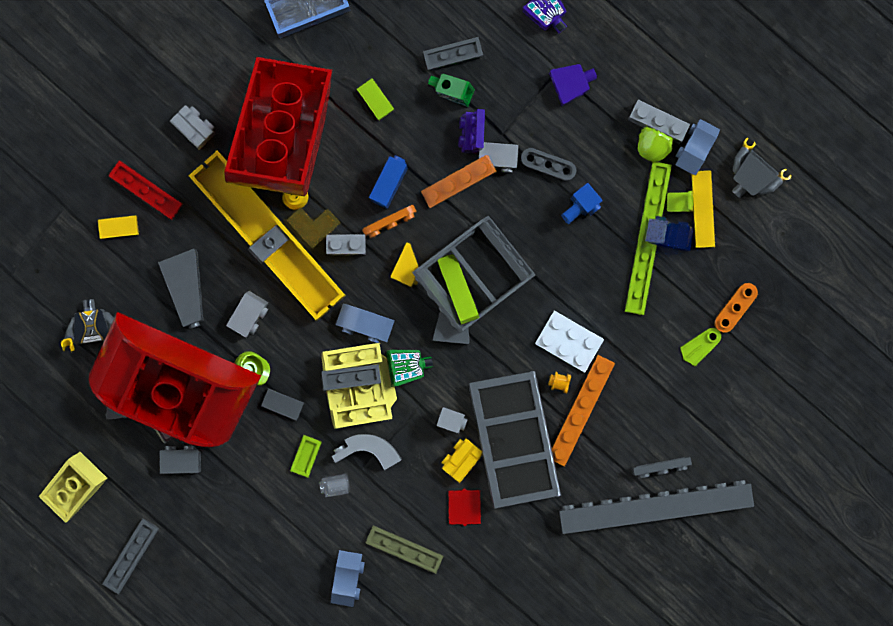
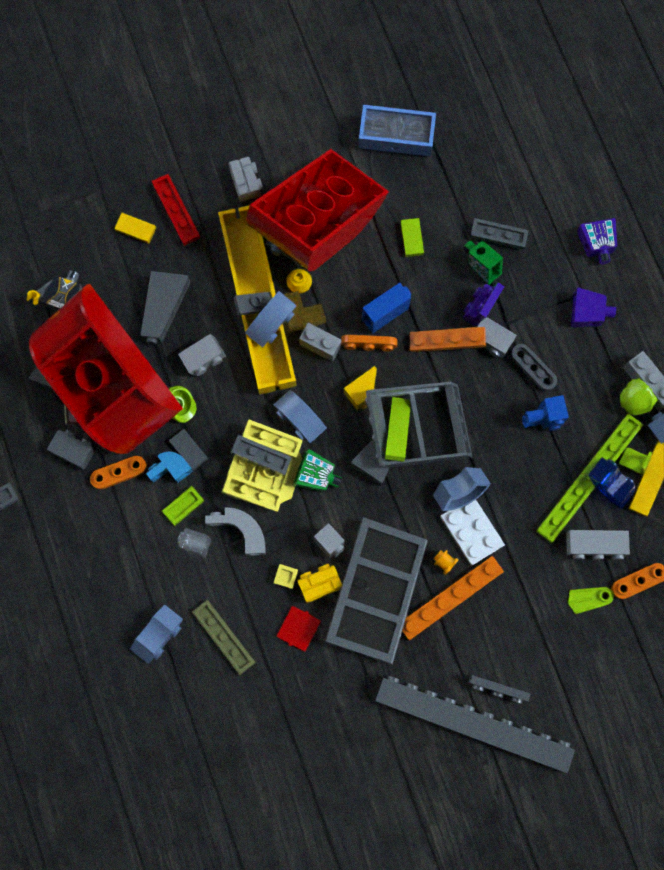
camera: 25 degrees right, 10 degrees down
(240, 453) = (127, 472): none -> orange plate
(275, 425) = (170, 462): none -> dark azure brick
(292, 252) = (270, 319): none -> sand blue brick
(429, 469) = (286, 576): none -> light yellow plate
(541, 311) = (461, 489): none -> sand blue brick
(684, 295) = (597, 544): none -> light grey brick

